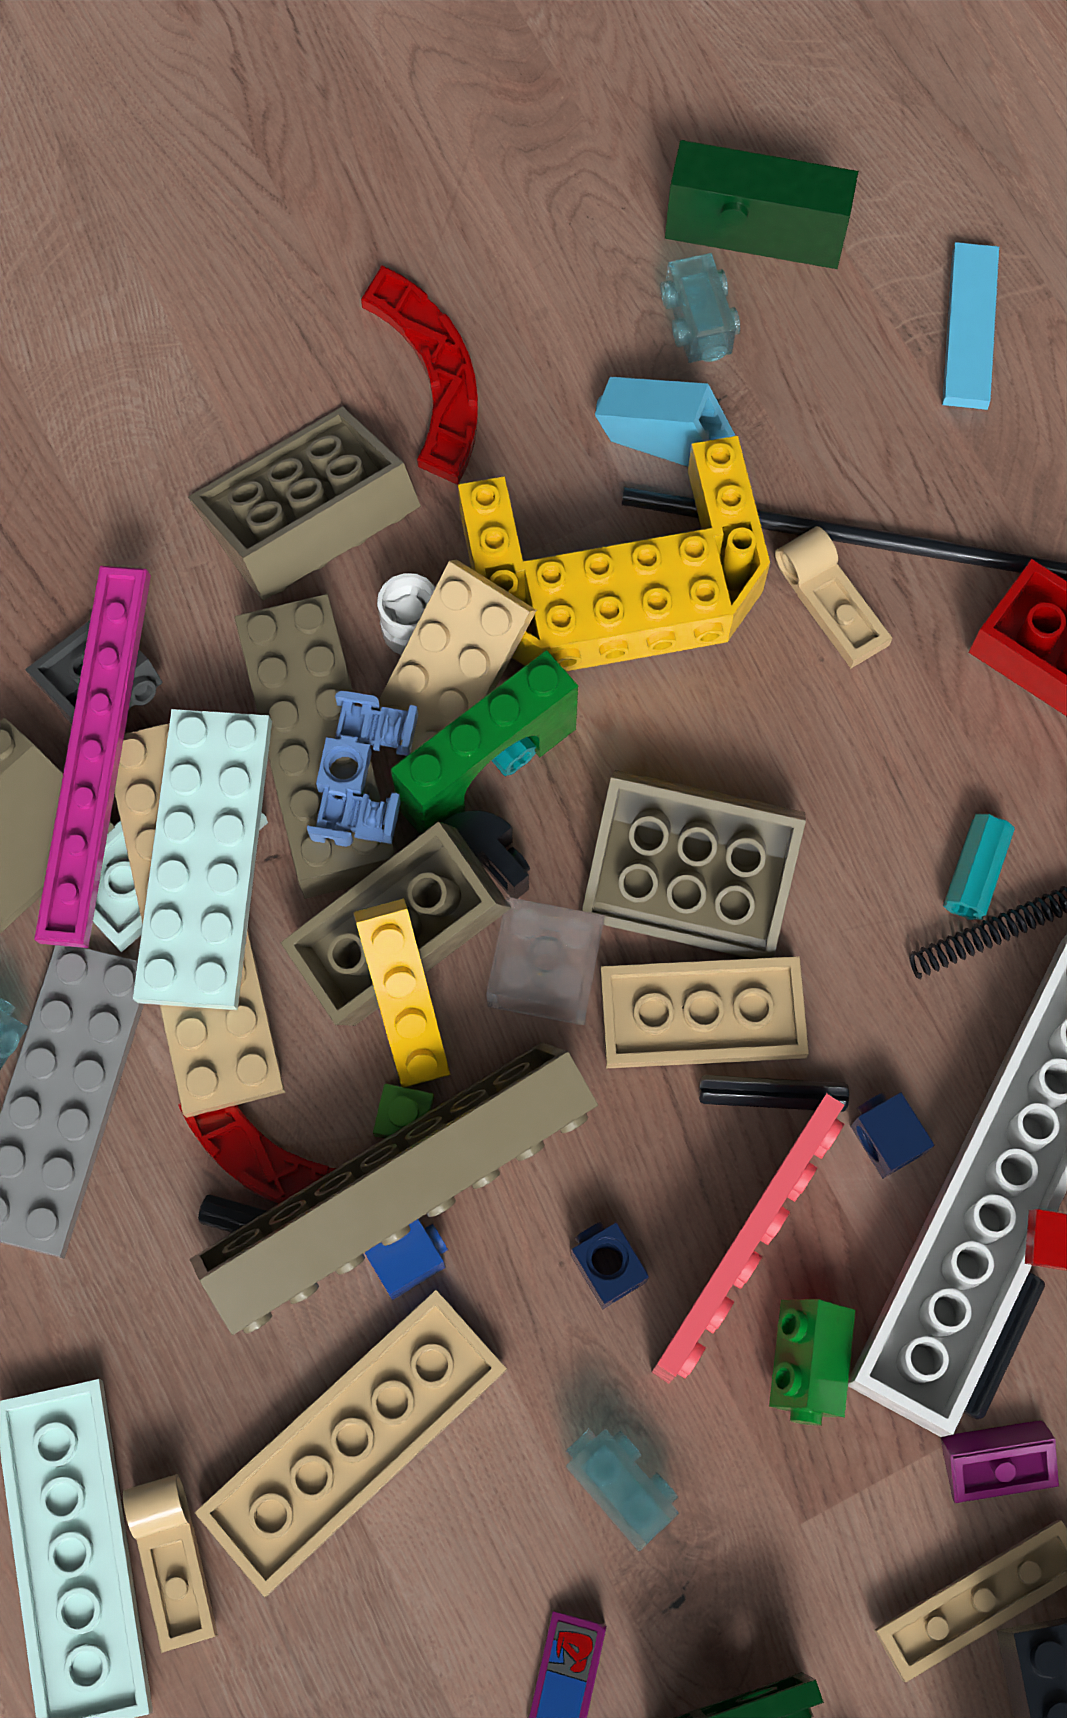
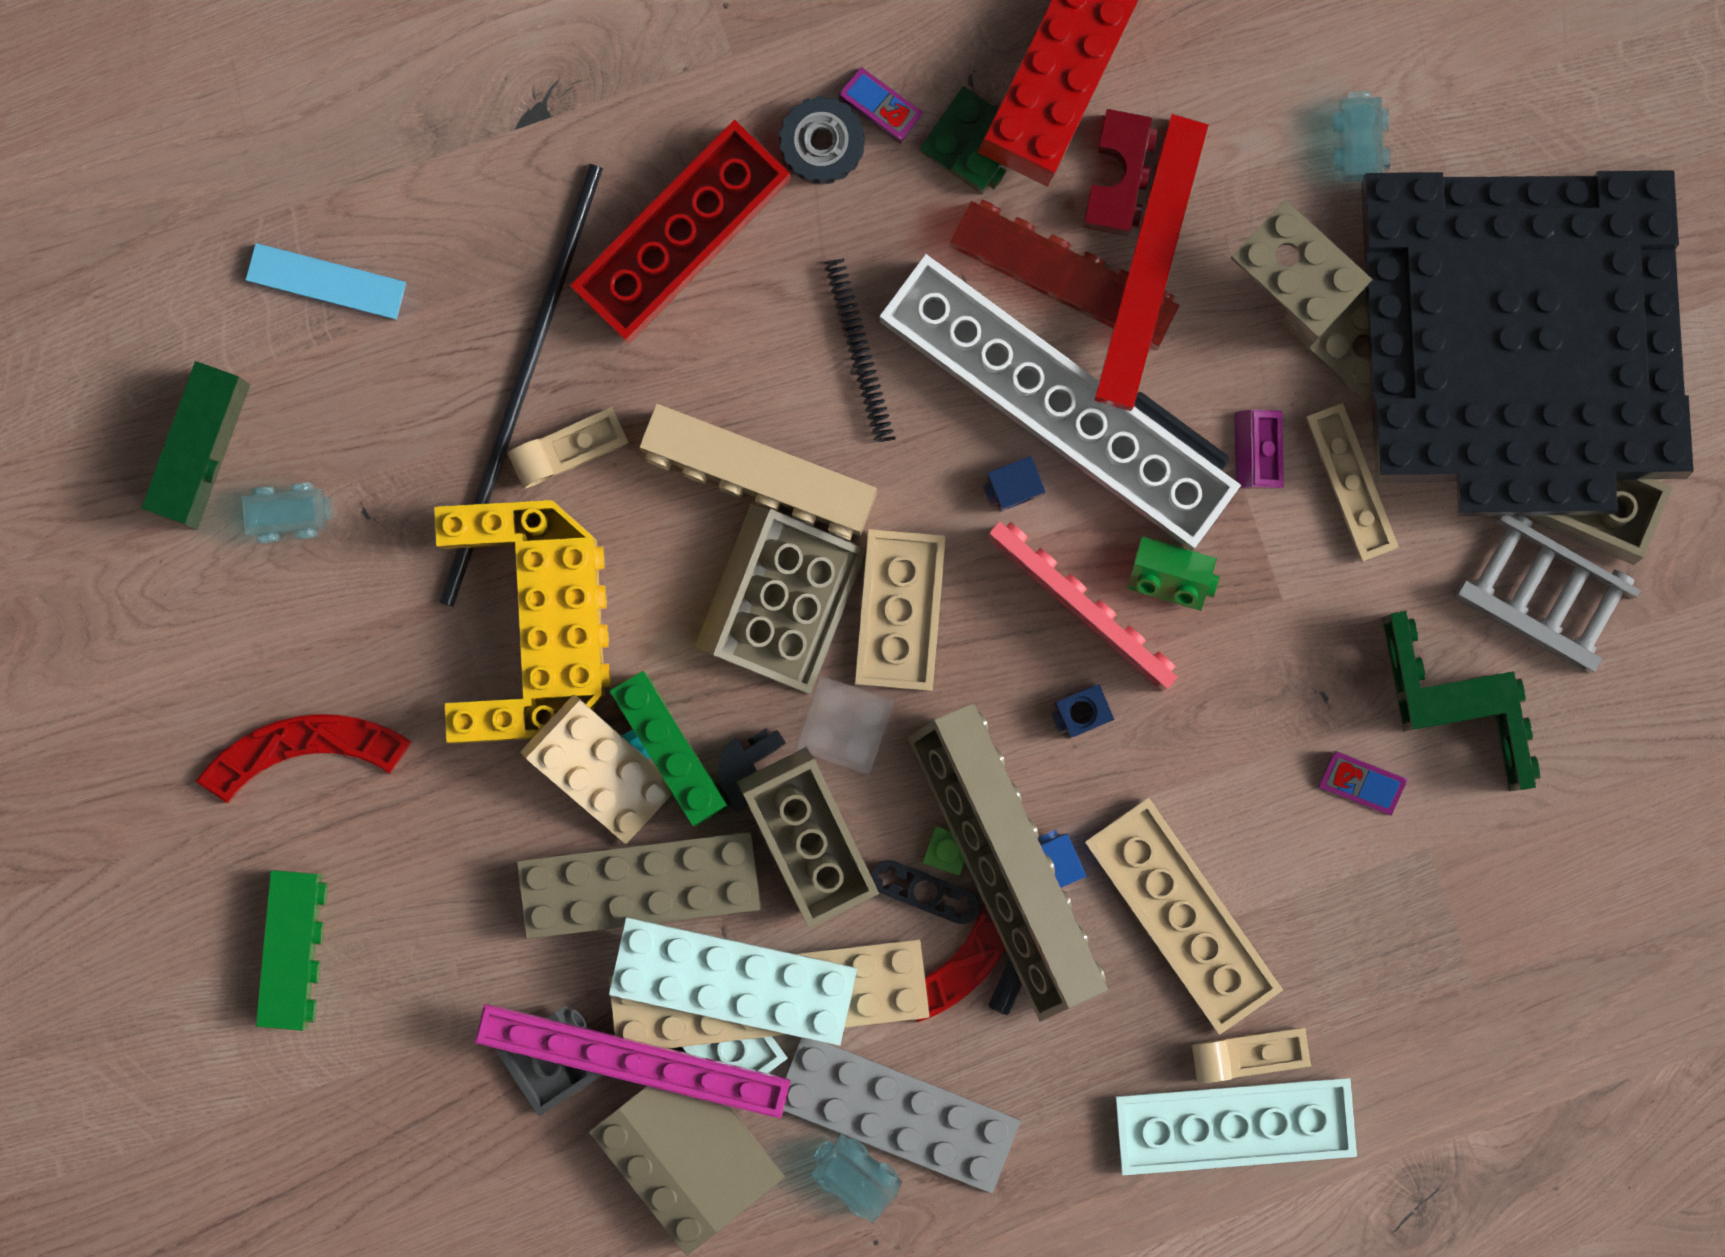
camera: 80 degrees left, 15 degrees up
(199, 380) = (290, 950): none -> green brick
(306, 502) = (416, 872): dark tan slope -> none
(344, 1054) = (949, 911): none -> black beam
(355, 733) = (645, 849): medium blue piece -> none
(401, 606) = (537, 797): white wheel -> none
(402, 992) = (866, 838): yellow plate -> none
(620, 1488) = (1242, 728): clear light blue brick -> none
(661, 416) = (390, 559): medium azure slope -> none
(769, 1092) = (969, 566): black axle -> none
(846, 810) = (758, 471): none -> tan brick
(979, 867) = (813, 375): teal axle -> none

